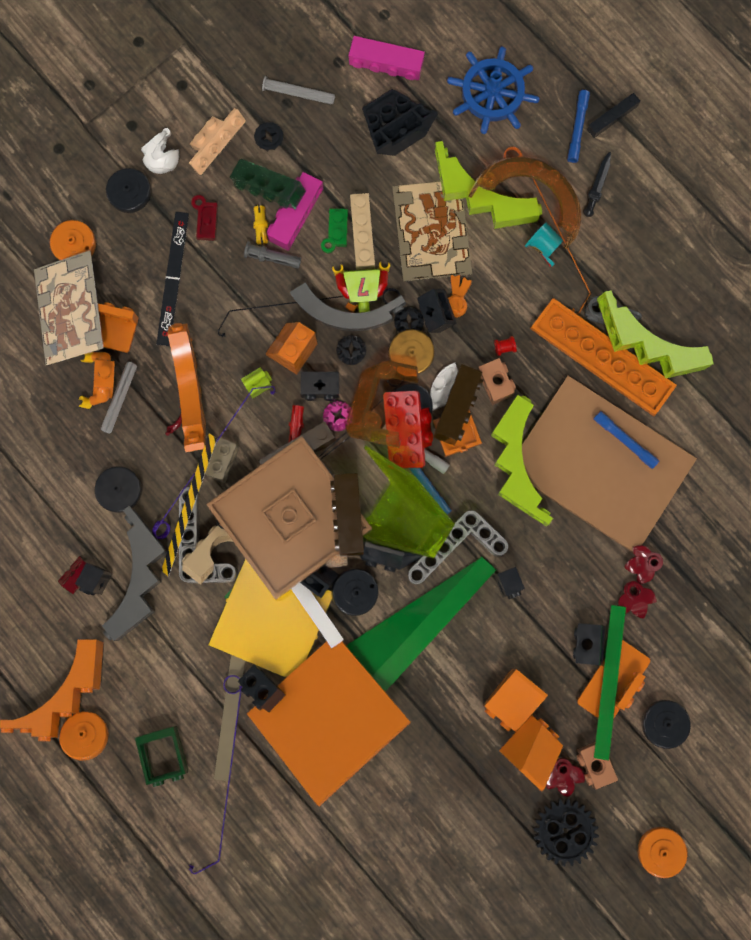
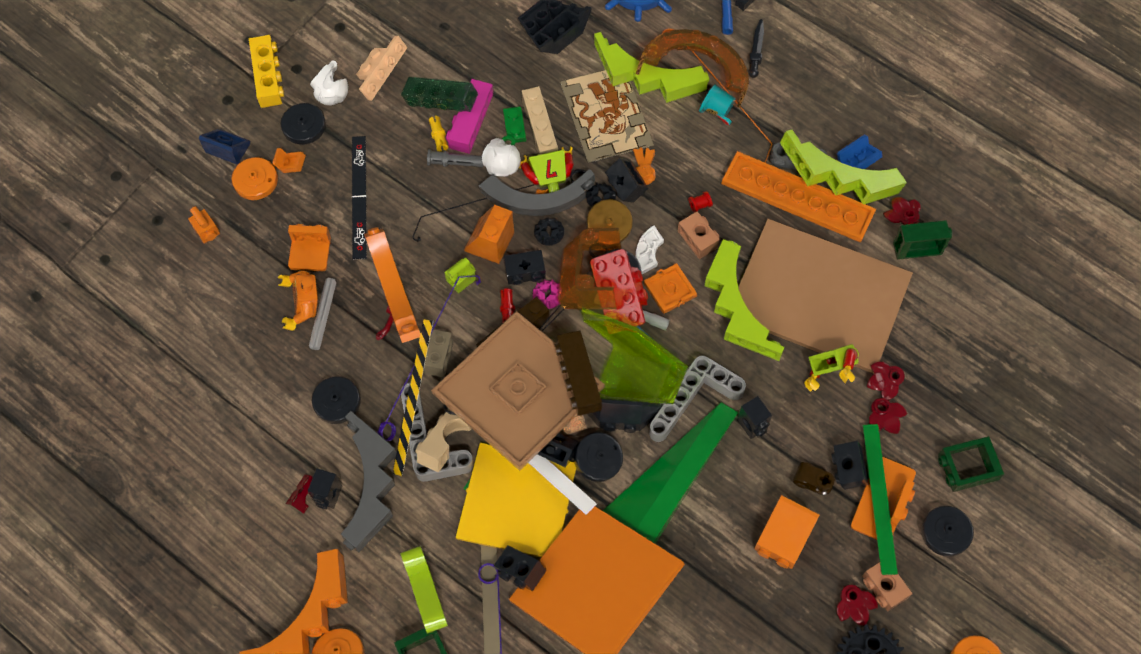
camera: 10 degrees left, 15 degrees down
(16, 285) = (203, 225): none -> orange brick
(49, 199) = (224, 145): none -> dark blue slope
(68, 308) = (259, 237): sticker -> none
(96, 97) = (265, 71): none -> yellow brick
(108, 229) = (288, 161): none -> orange bracket
(170, 694) = (424, 589): none -> lime beam
(206, 219) = (384, 136): dark red hinge -> none
(271, 129) = (436, 51): black gear -> none
(297, 91) = (453, 13): light grey axle -> none
(316, 267) = (501, 158): none -> white helmet
(458, 404) = (666, 260): dark brown brick -> none
(533, 751) = (817, 579): orange slope -> none
(549, 647) = (811, 478): none -> dark brown piece
(599, 541) = (830, 361): none -> torso
(643, 454) = (858, 276): blue piece -> none
(673, 324) = (859, 153): none -> blue bracket
(704, 388) = (903, 211): none -> dark red plate
(714, 428) = (922, 239): none -> dark green window
(723, 661) = (989, 458): none -> dark green window

